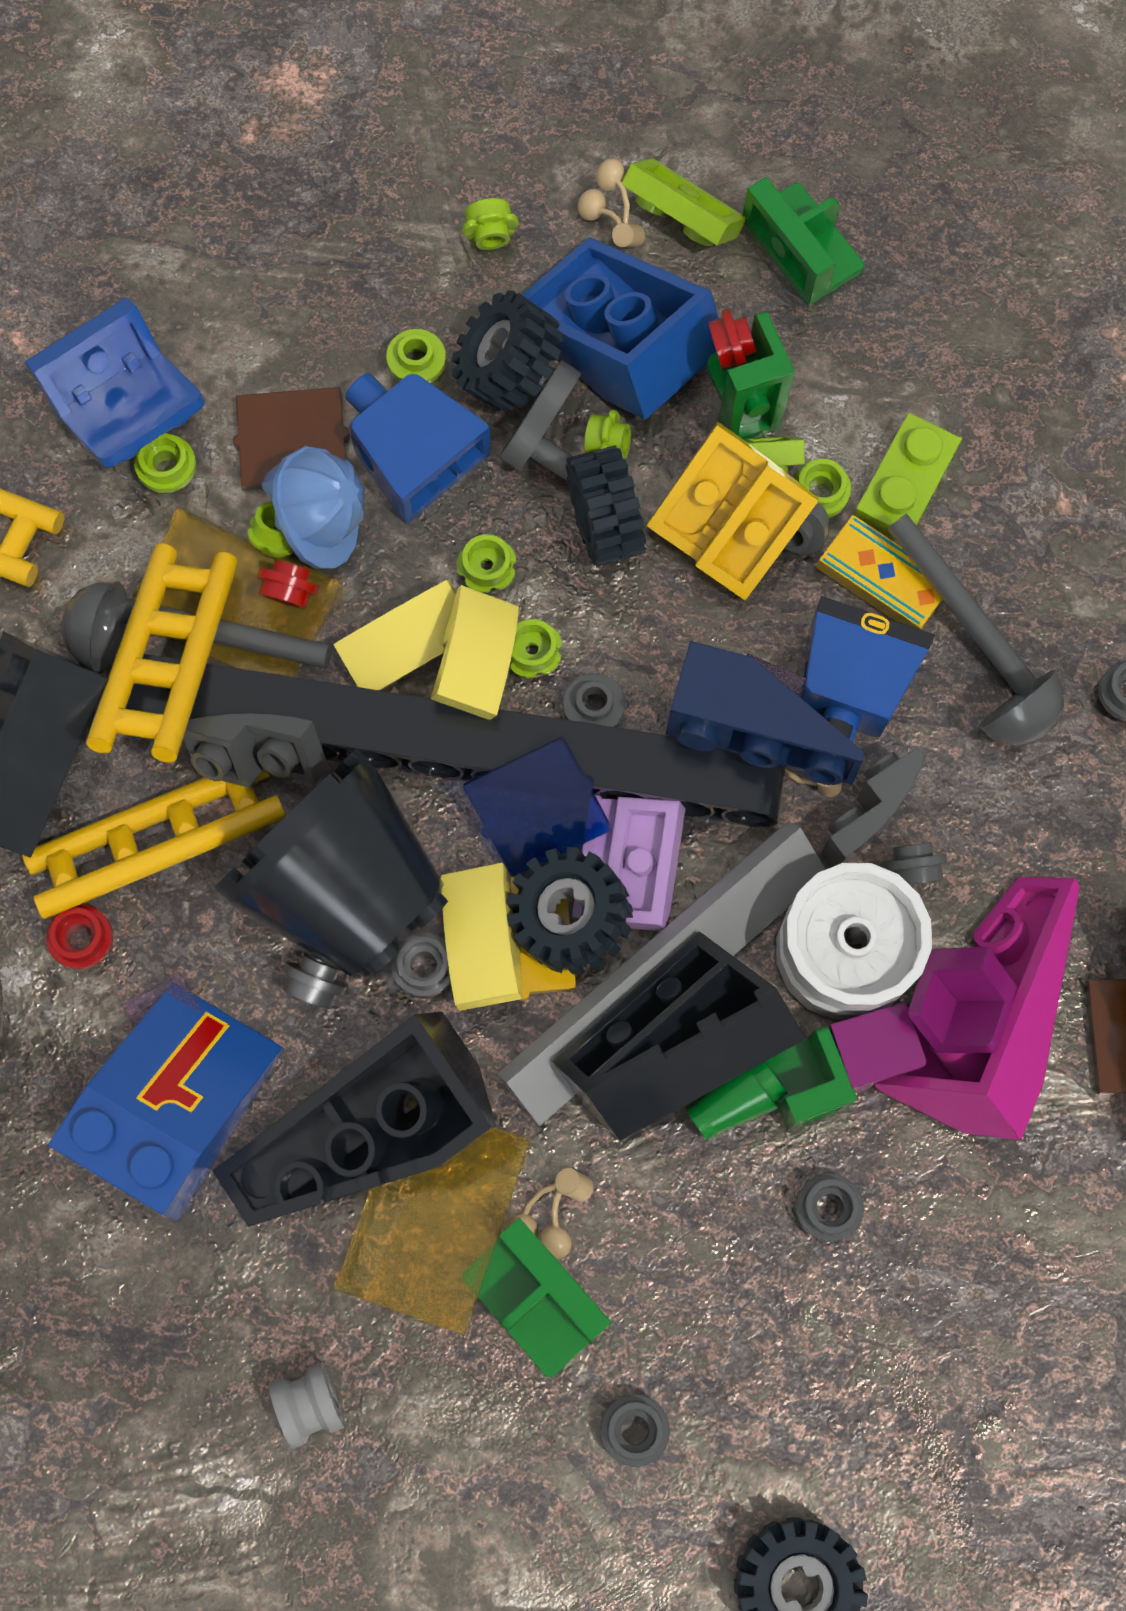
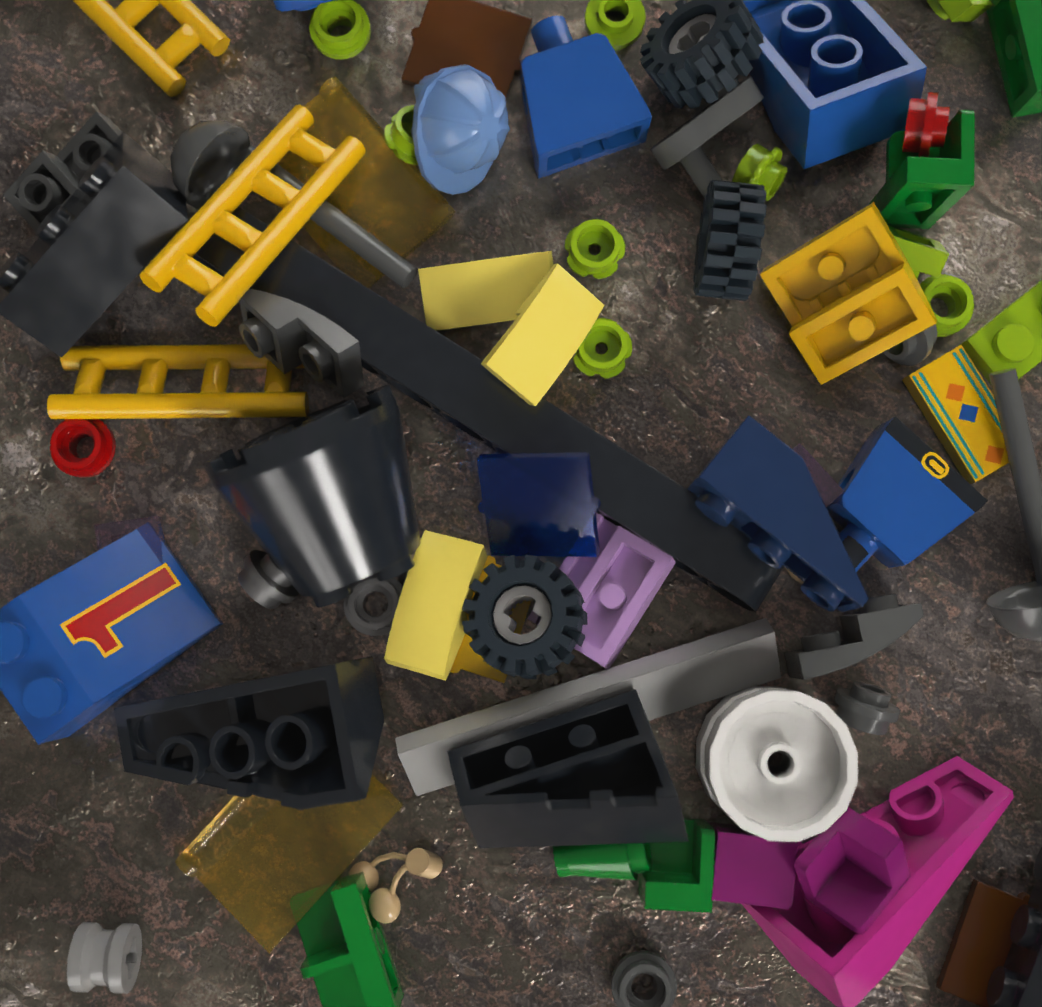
camera: 25 degrees right, 10 degrees up
(287, 584) = (399, 193): red plate -> none
(597, 684) = (647, 408): dark grey plate -> none

